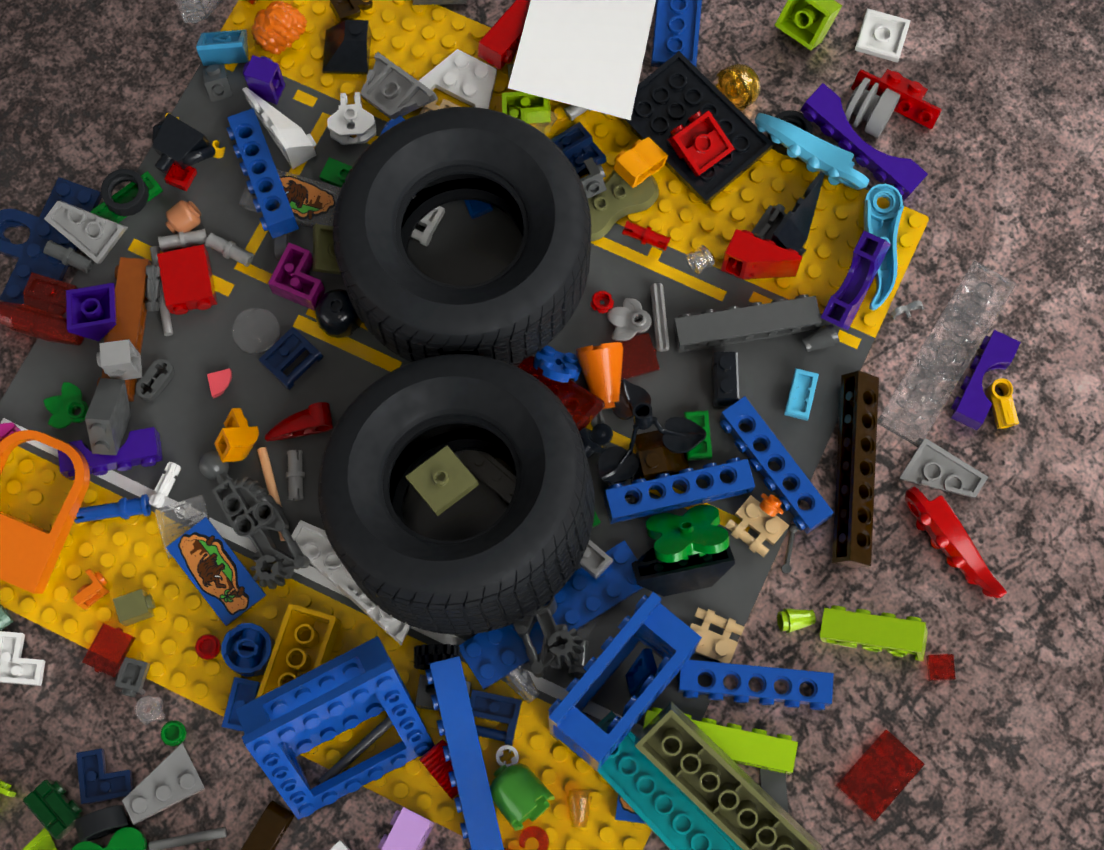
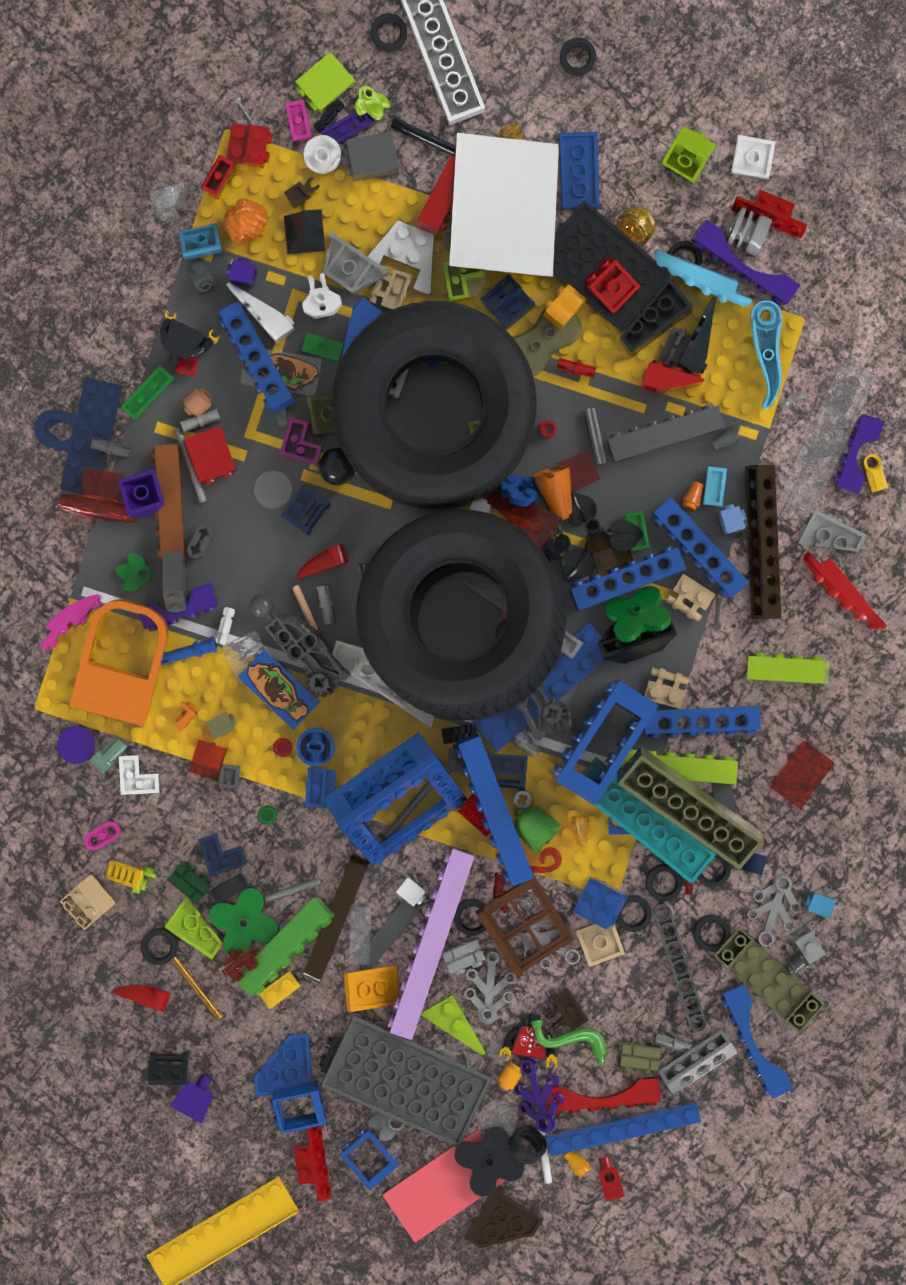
camera: 15 degrees left, 15 degrees up
(85, 229) = (120, 424): light grey wing -> none
(117, 177) = (132, 389): black tyre -> none
(120, 360) = (176, 537): light grey brick -> none
(152, 288) = (184, 466): dark grey axle -> none
(156, 712) = (249, 793): clear brick -> none
(164, 787) = (269, 855): light grey wing -> none
(219, 381) = (251, 536): coral tile -> none
(229, 249) = (239, 424): light grey pin -> none
(236, 438) = (277, 582): light orange brick -> none
(301, 646) = (354, 745): yellow slope -> none
(442, 480) = (451, 614): olive plate -> none
(594, 182) = (529, 331): dark grey bracket -> none
(625, 320) = (567, 441): light grey plate -> none
(640, 671) = (615, 725): blue plate -> none
(700, 259) = (622, 383): clear wheel -> none
(725, 378) = (653, 482): black brick -> none
(750, 189) = (656, 318): none -> black wedge
(771, 404) = (693, 496): none -> orange cone
(771, 505) = (700, 581): orange plate -> none
(795, 619) = (727, 666): lime cone -> none
(807, 722) = (744, 742): none -> dark grey piece
(819, 433) = (731, 519): none -> medium blue brick
(864, 266) = (745, 402): dark purple arch -> none
(941, 667) = (841, 687): clear red plate -> none

